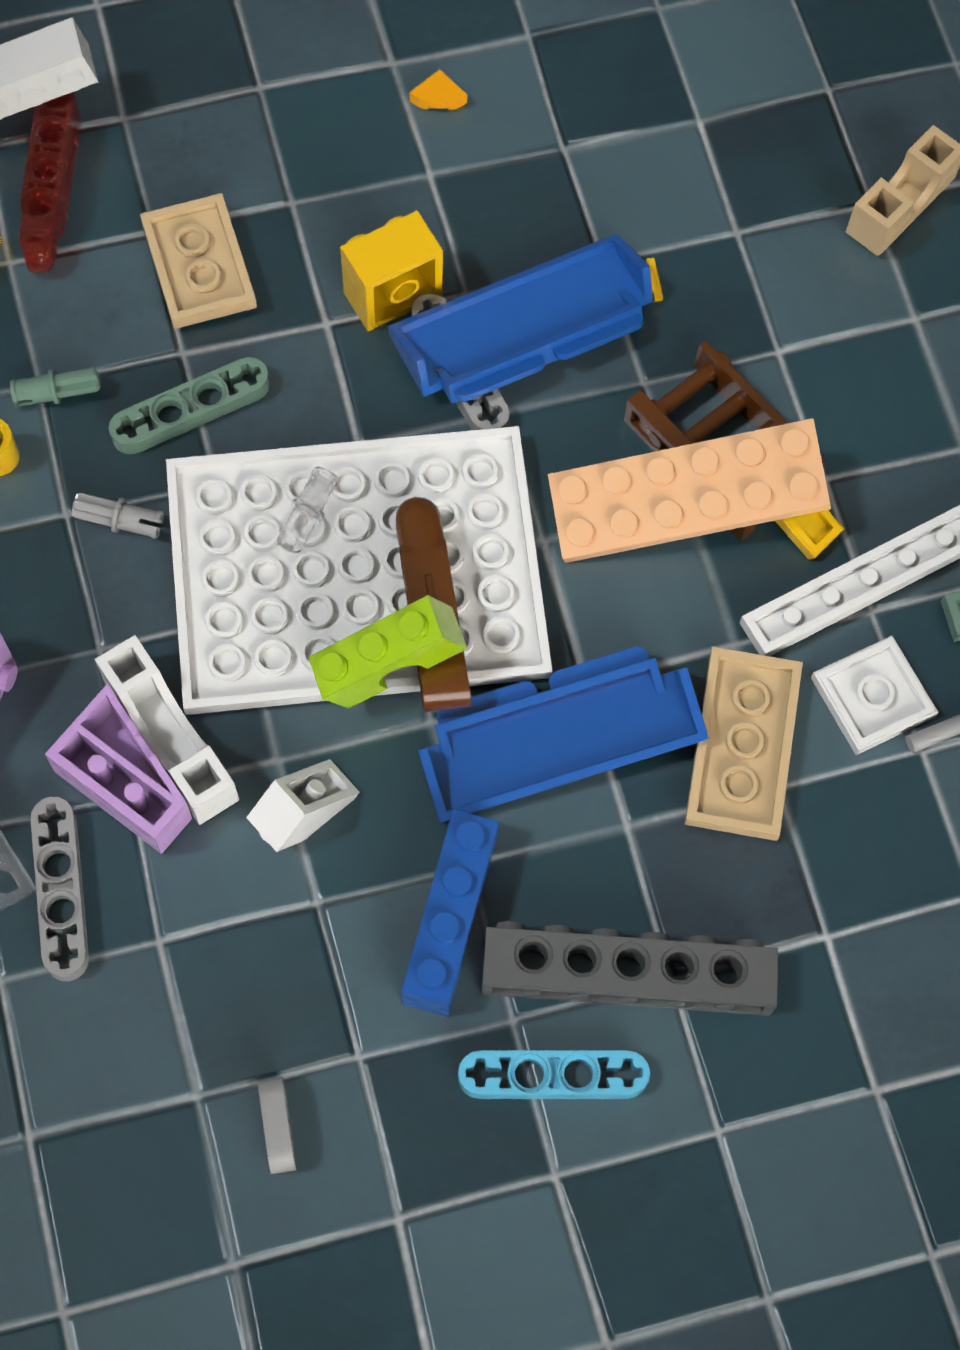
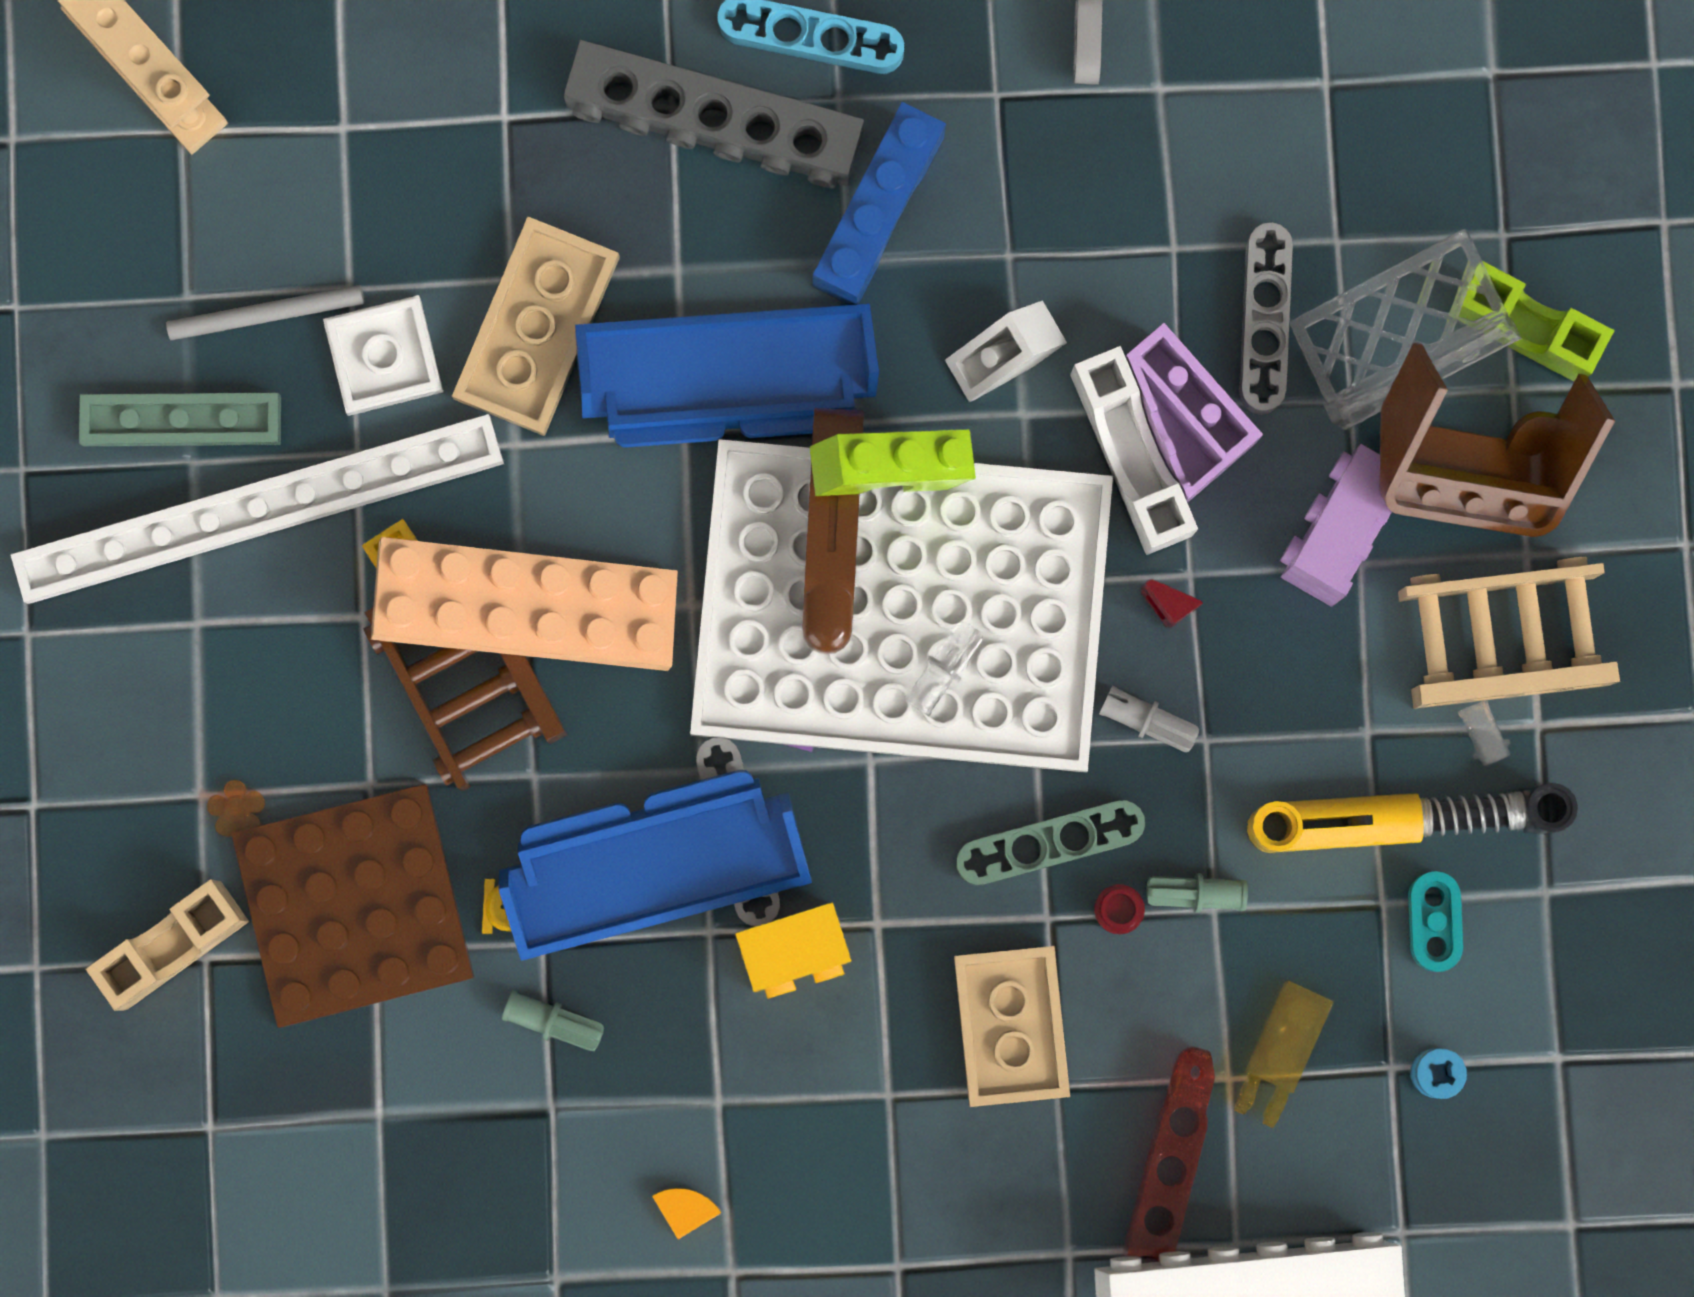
camera: 170 degrees left, 15 degrees up
(112, 611) = (1169, 603): none -> dark red slope
(121, 364) = (1119, 909): none -> dark red plate
(578, 201) = (553, 1021): none -> sand green axle
(765, 259) = (352, 906): none -> reddish brown plate
(883, 311) = (235, 808): none -> clear orange plant

